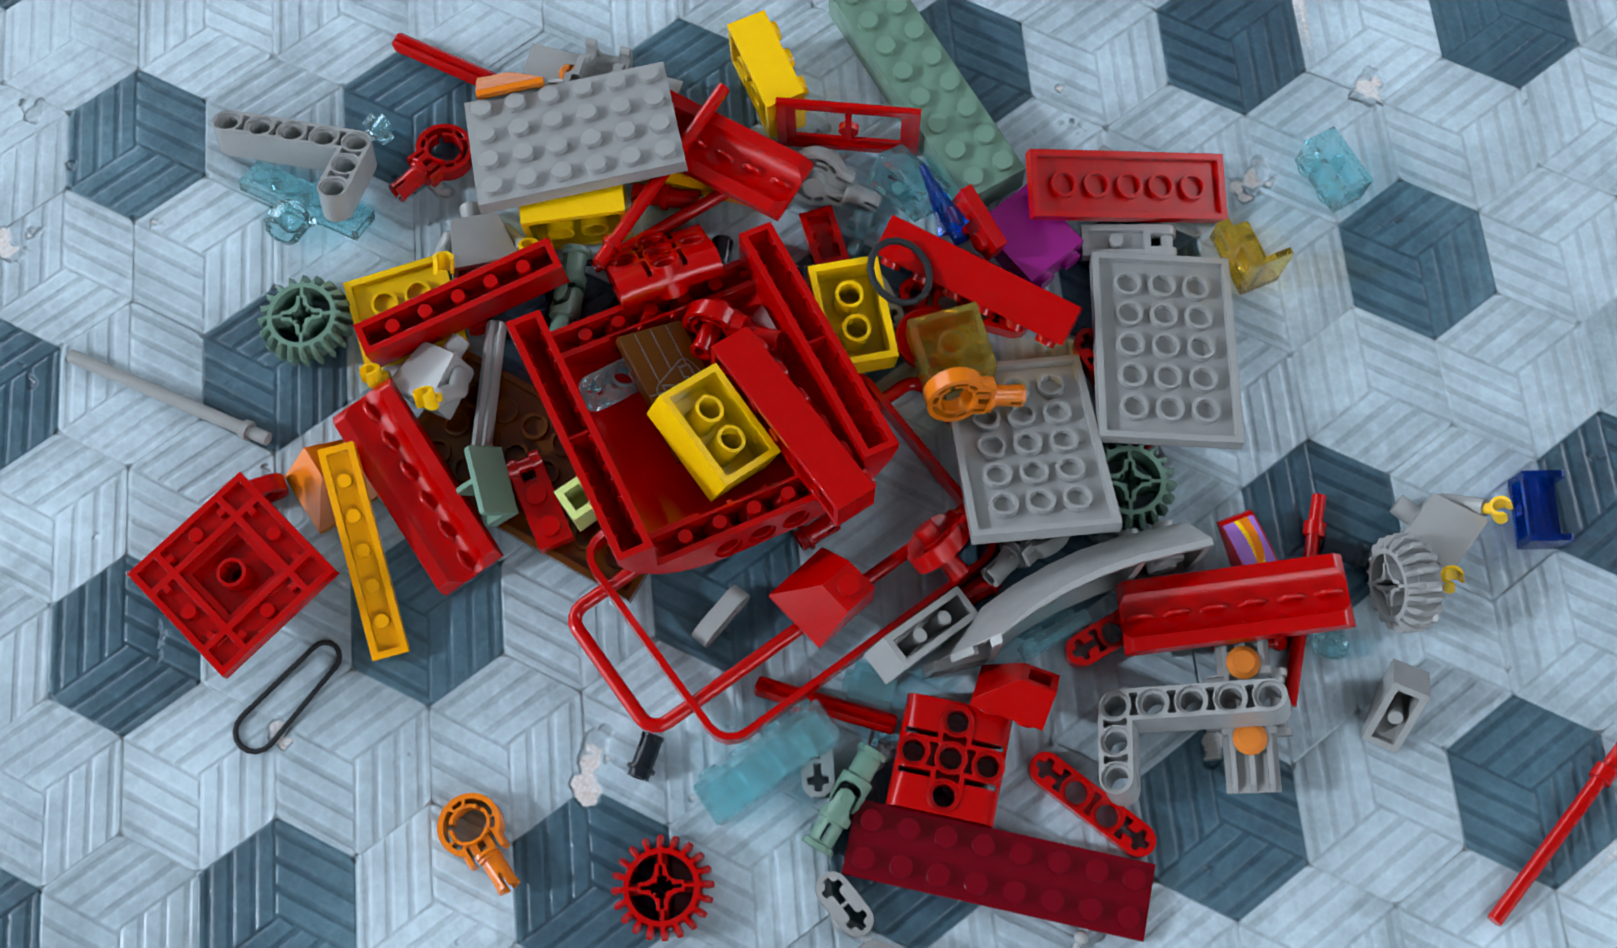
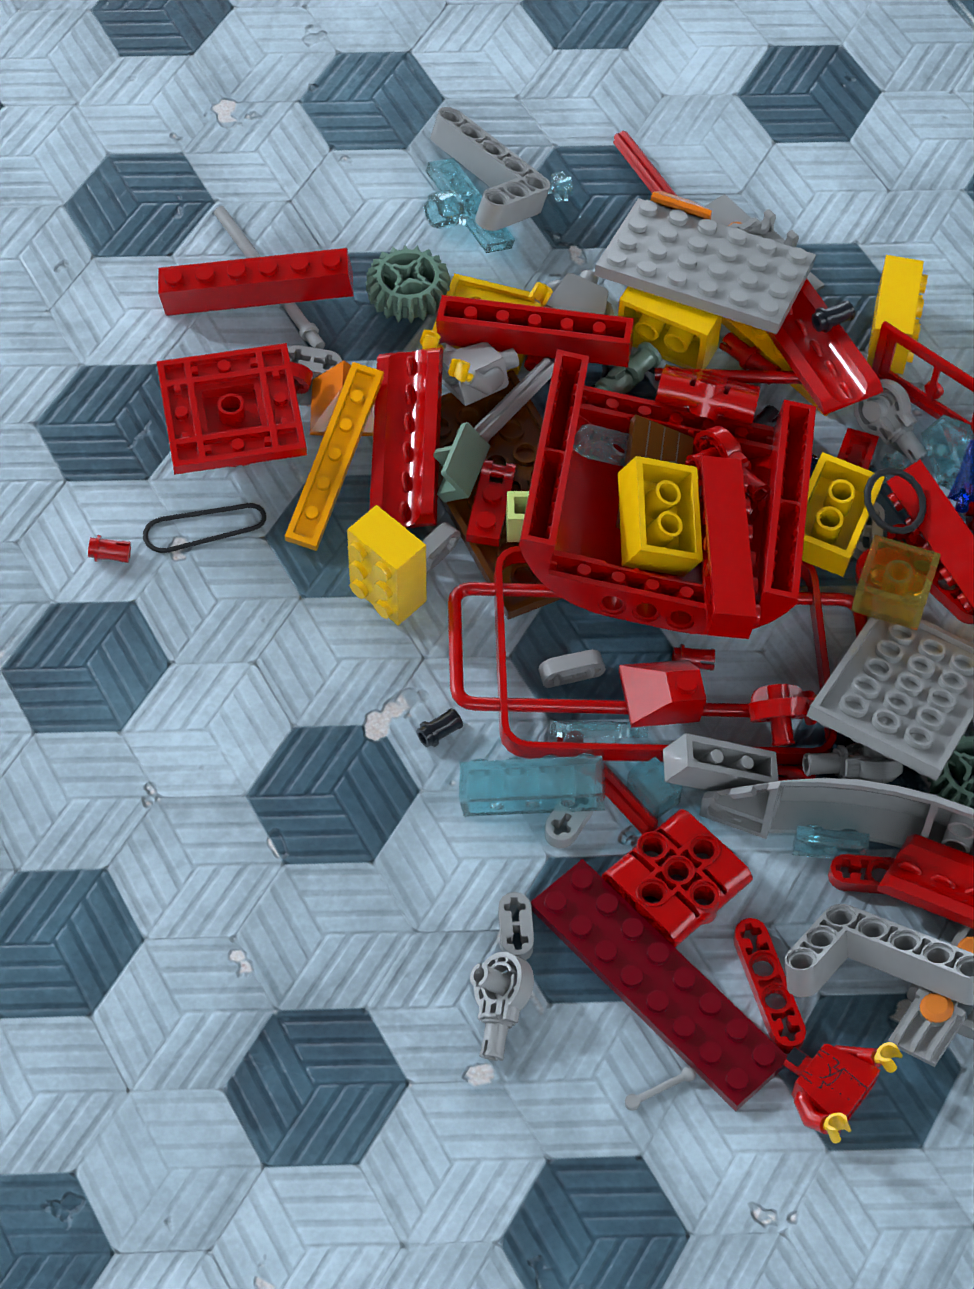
camera: 30 degrees right, 15 degrees down
(160, 416) = (255, 281): none -> red brick
(215, 785) = (109, 549): none -> red pin
(271, 458) = (314, 358): none -> light grey beam
(430, 170) = (576, 230): red pin -> none
(491, 858) = (272, 708): orange pin -> none
(492, 638) = (387, 565): none -> yellow brick
(517, 581) = (440, 544): none -> light grey beam
(612, 242) = (682, 353): red bar -> none
(664, 906) = (391, 839): red gear -> none
(718, 124) = (825, 319): none -> black pin
(784, 671) = (600, 730): none -> clear light blue plate
(843, 800) = (567, 854): sand green piece -> none
(979, 396) = (891, 628): orange pin -> none
(1016, 693) = (771, 857): red slope -> none
(1211, 866) = (836, 1083): none -> red torso

